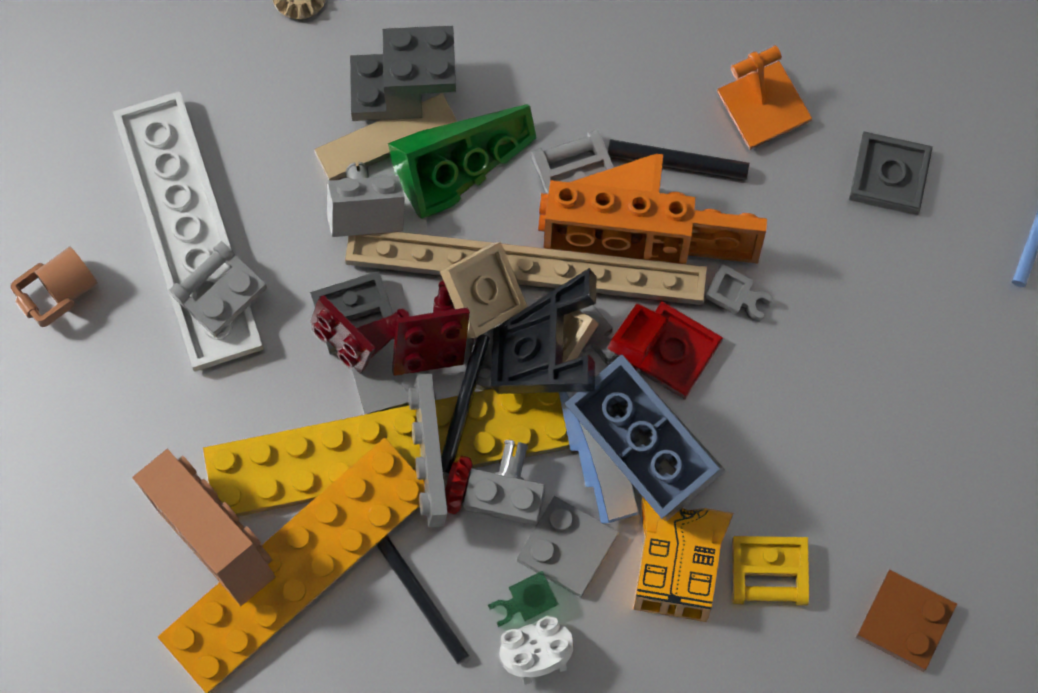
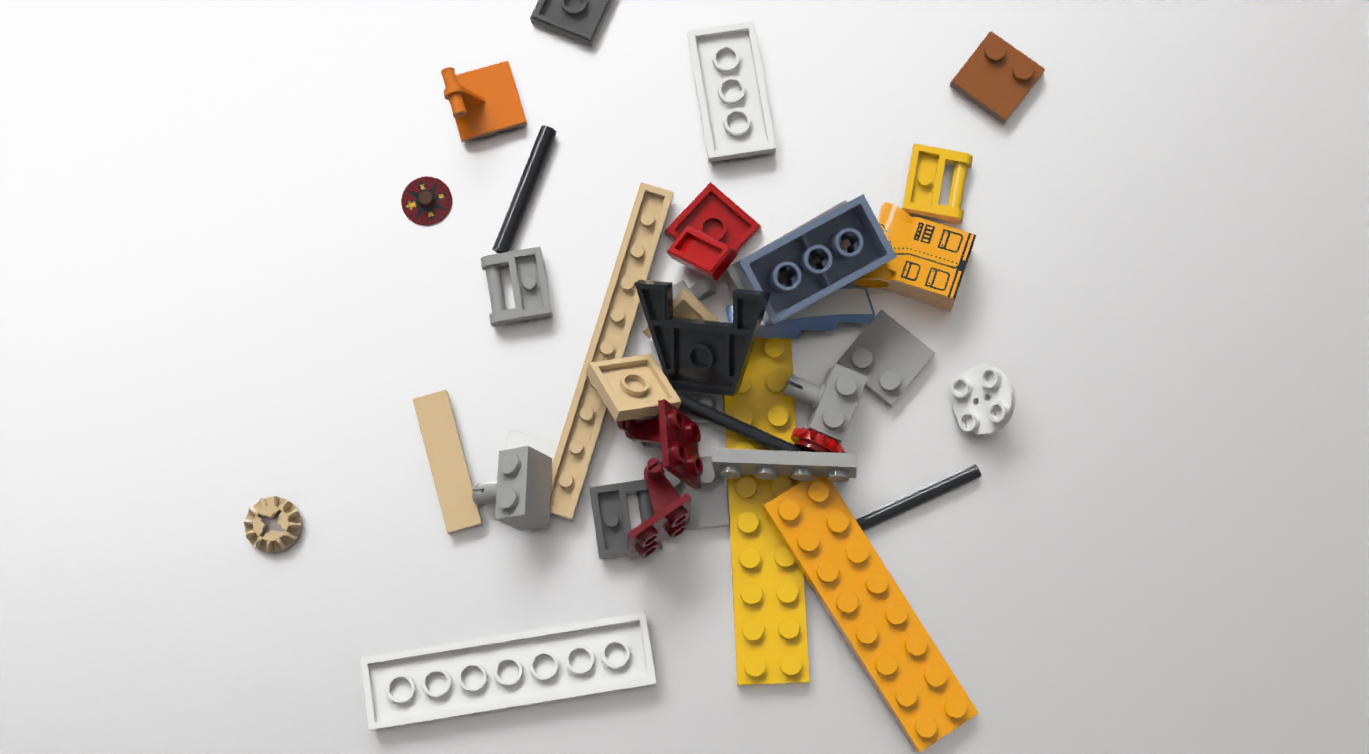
camera: 80 degrees left, 5 degrees up
(206, 525) = (824, 690): nougat brick -> none
(226, 297) = (592, 639): light grey plate -> none
(411, 64) = (390, 430): dark grey bracket -> none
(451, 158) = (482, 403): green wedge -> none
(529, 598) = (931, 398): clear green plate -> none
(629, 204) = (584, 237): orange wedge -> none
(650, 71) = (426, 200): none -> piece
(733, 290) = (668, 164): light grey plate -> none
(827, 342) = (731, 91): none -> white plate

